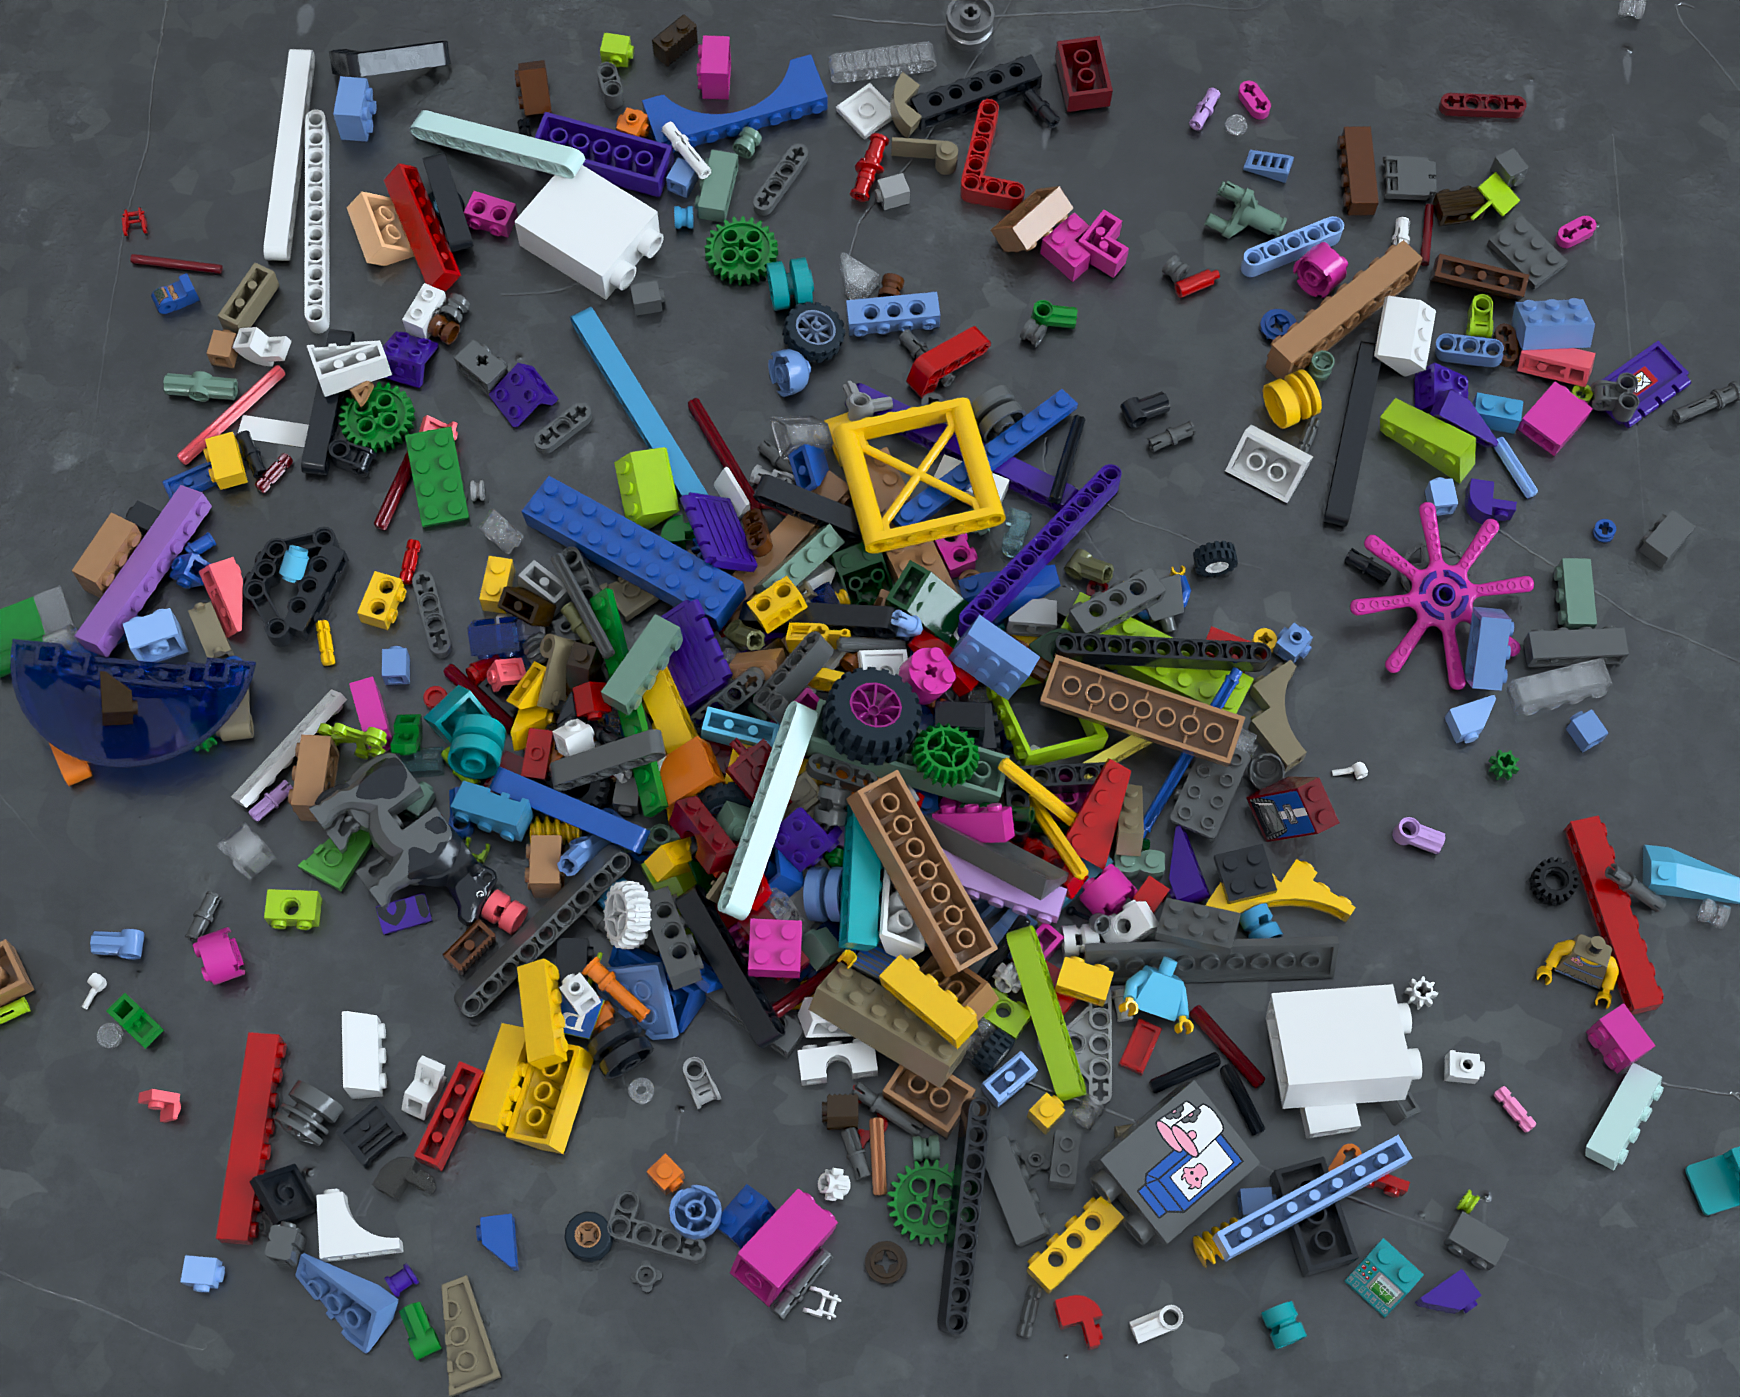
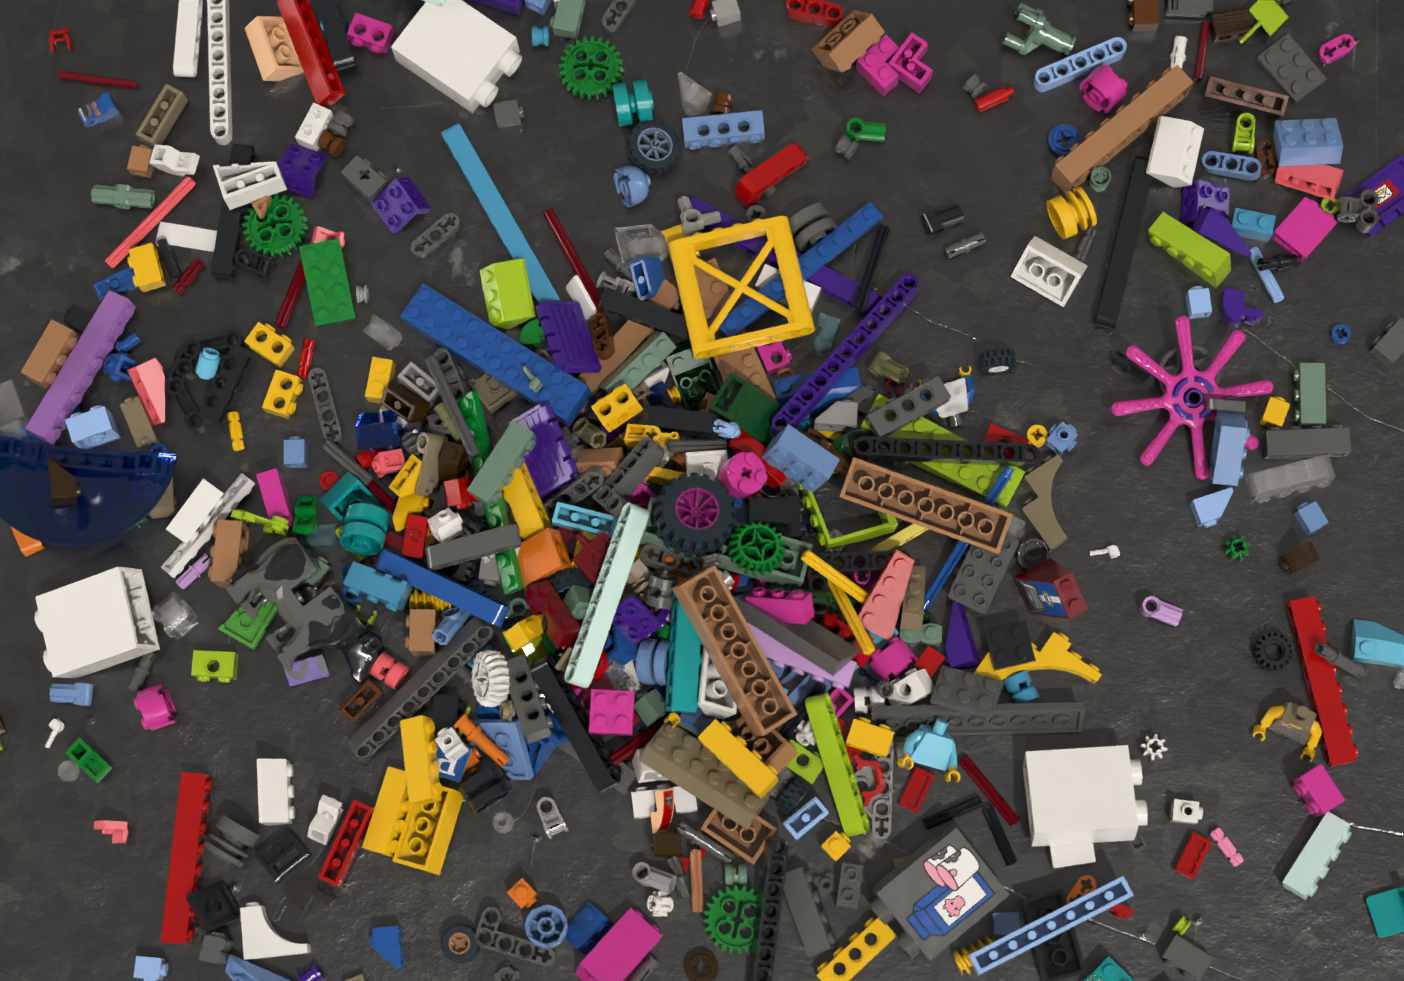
camera: 10 degrees right, 10 degrees up
(150, 855) = (96, 623): none -> white brick
(274, 729) = (195, 512): none -> white slope
(364, 549) = (268, 346): none -> yellow brick
(457, 674) = (347, 462): none -> dark grey axle
(647, 950) = (507, 710): none -> dark tan plate
(680, 578) = (535, 383): none -> sand green hand
(827, 1153) = (655, 878): none -> light grey piece
(839, 1060) = (663, 816): none -> slope
(891, 766) = (710, 560): none -> dark grey bush
(1093, 1019) = (880, 784): none -> red helmet
(1475, 1120) = (1192, 856): none -> red plate
(1483, 600) = (1227, 405): none -> dark grey beam
(1528, 453) = (1277, 262): none -> black pin
(1536, 614) = (1274, 412): none -> yellow brick
(1578, 774) = (1299, 559): none -> dark brown slope

